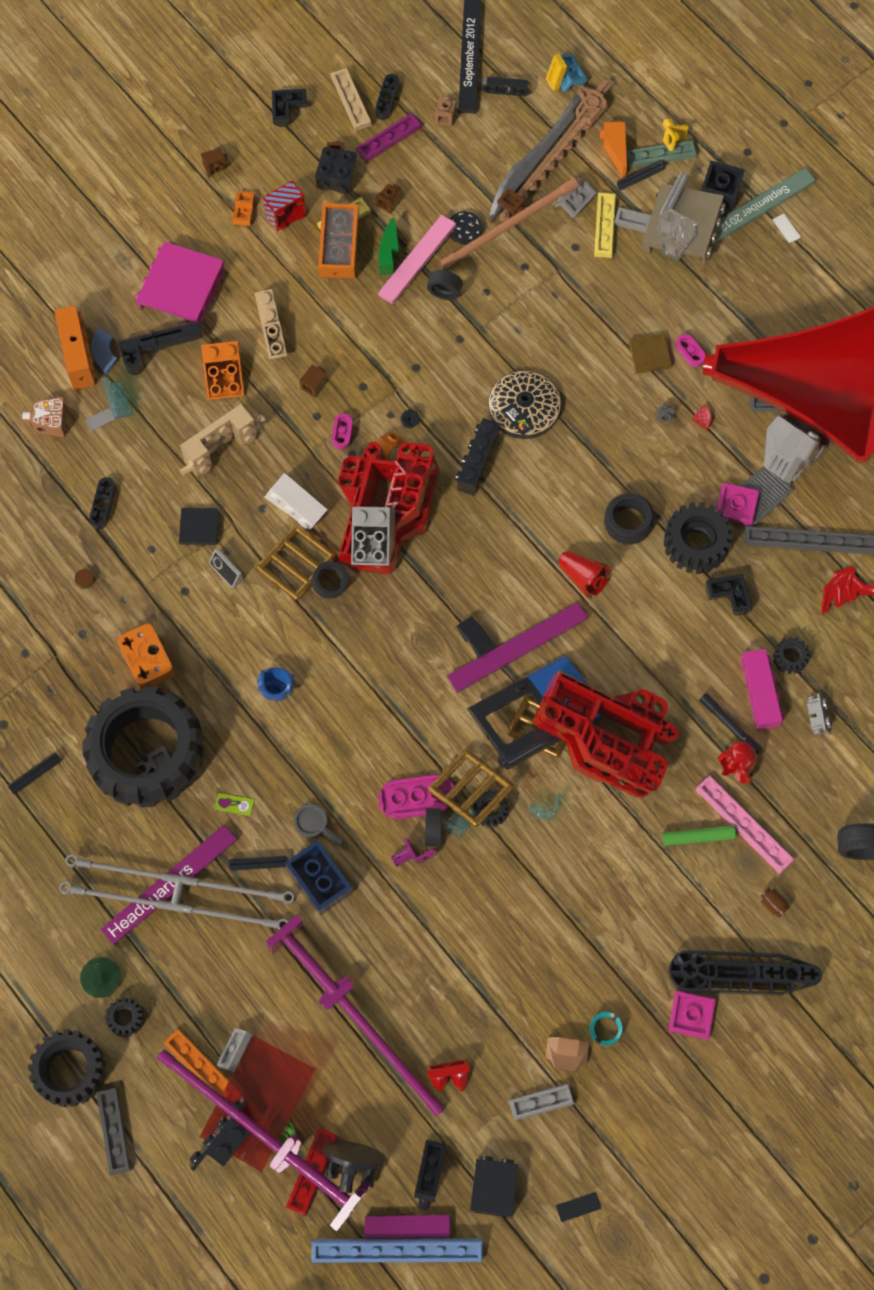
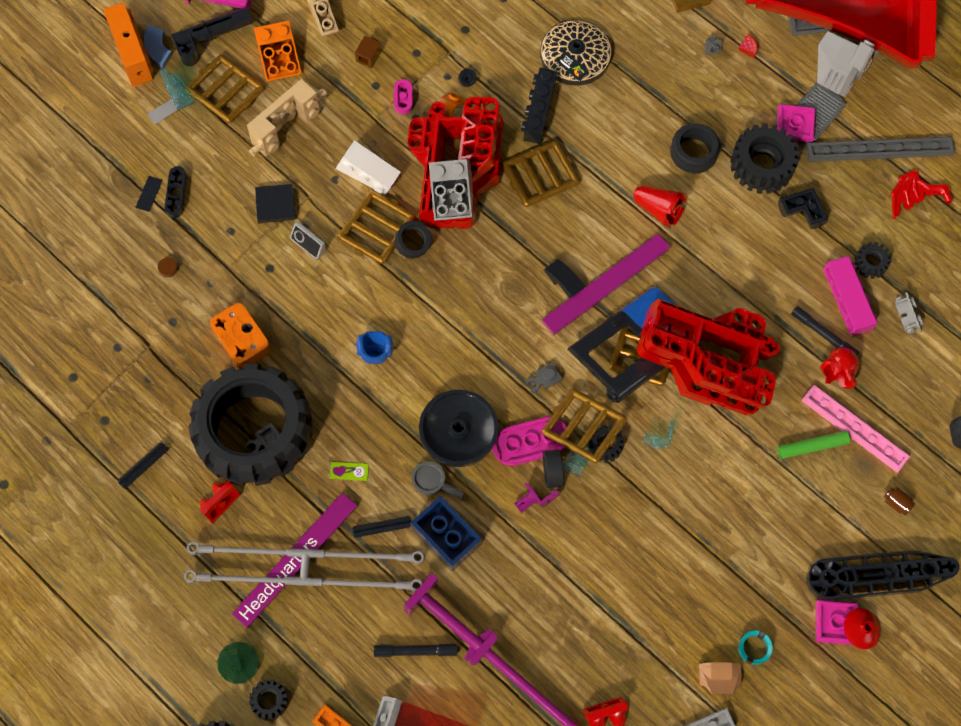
camera: 10 degrees left, 0 degrees up
(48, 416) = (110, 114): nougat torso -> none
(75, 501) = (148, 193): none -> black sticker
(108, 814) = (223, 498): none -> red tile
(154, 422) = (217, 108): none -> pearl gold bar
(251, 985) = (390, 650): none -> black piece
(346, 758) = (458, 411): none -> black dish
(442, 734) = (546, 377): none -> dark grey plate
(467, 548) = (542, 195): none -> pearl gold bar
(708, 1027) = (855, 628): none -> red dish

